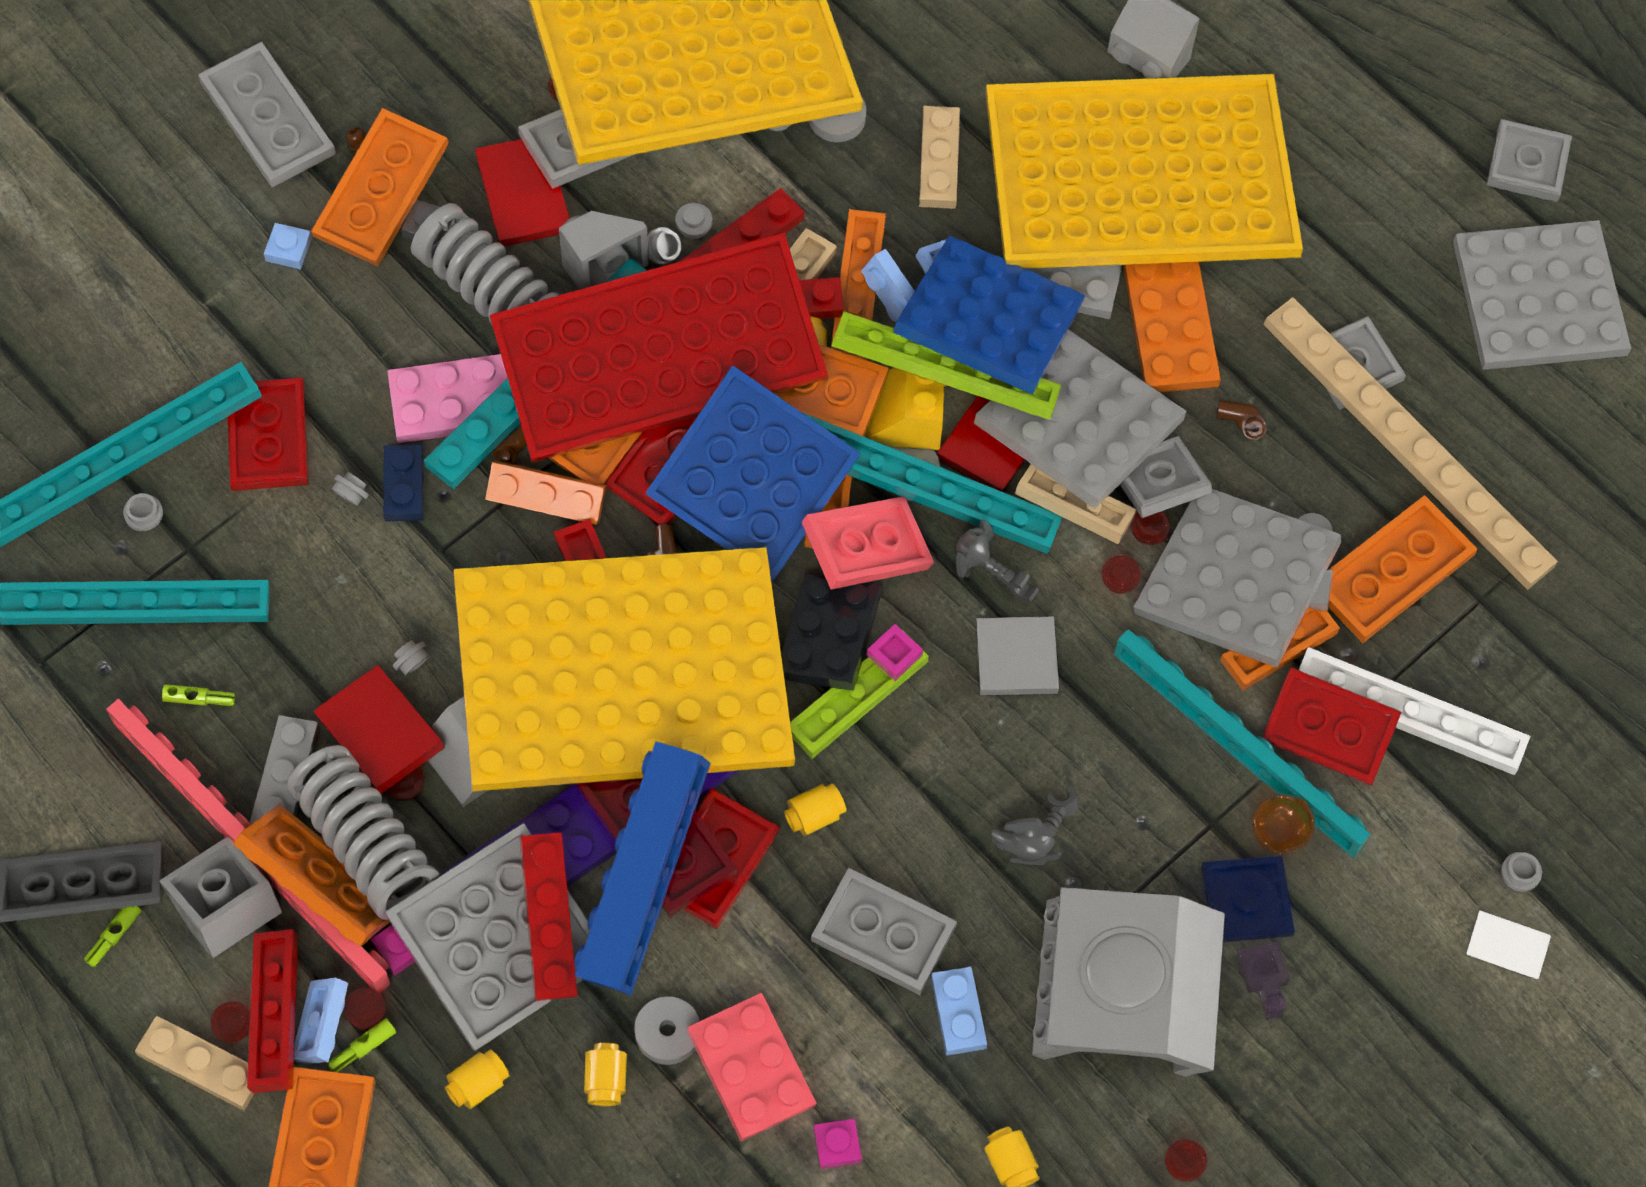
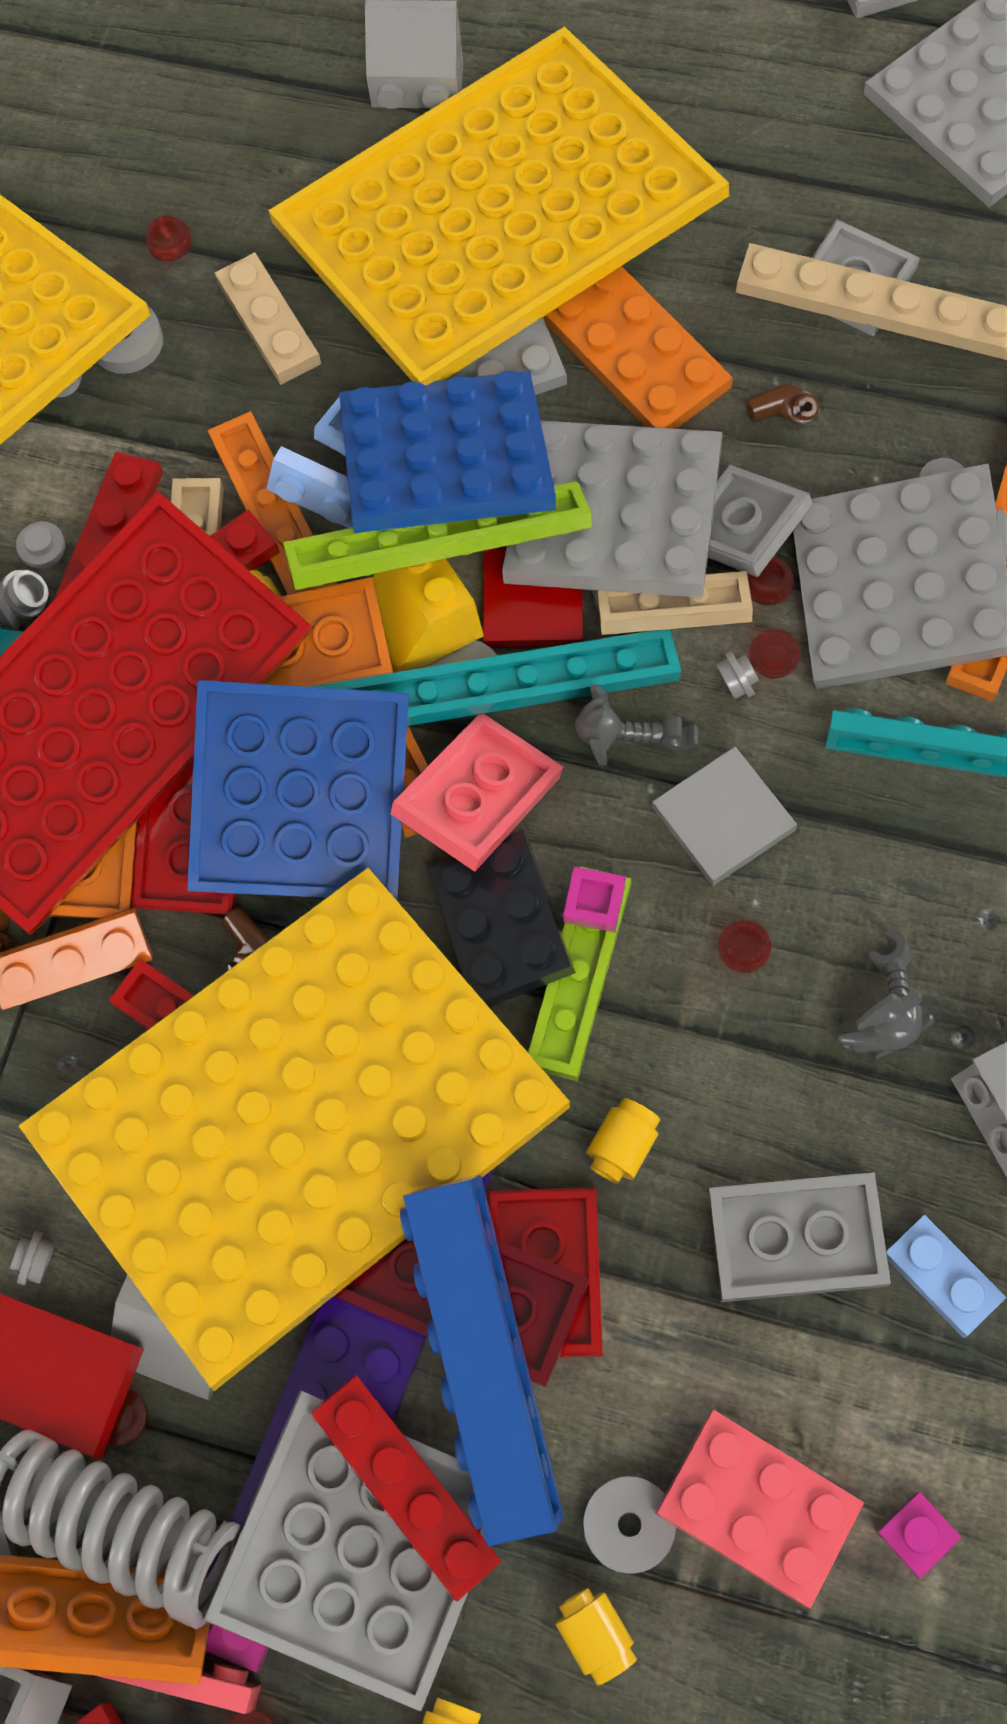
camera: 20 degrees left, 5 degrees up
(908, 64) = (168, 238): none -> clear red plate
(973, 742) = (744, 946): none -> clear red plate
(1086, 572) = (738, 675): none -> light grey plate

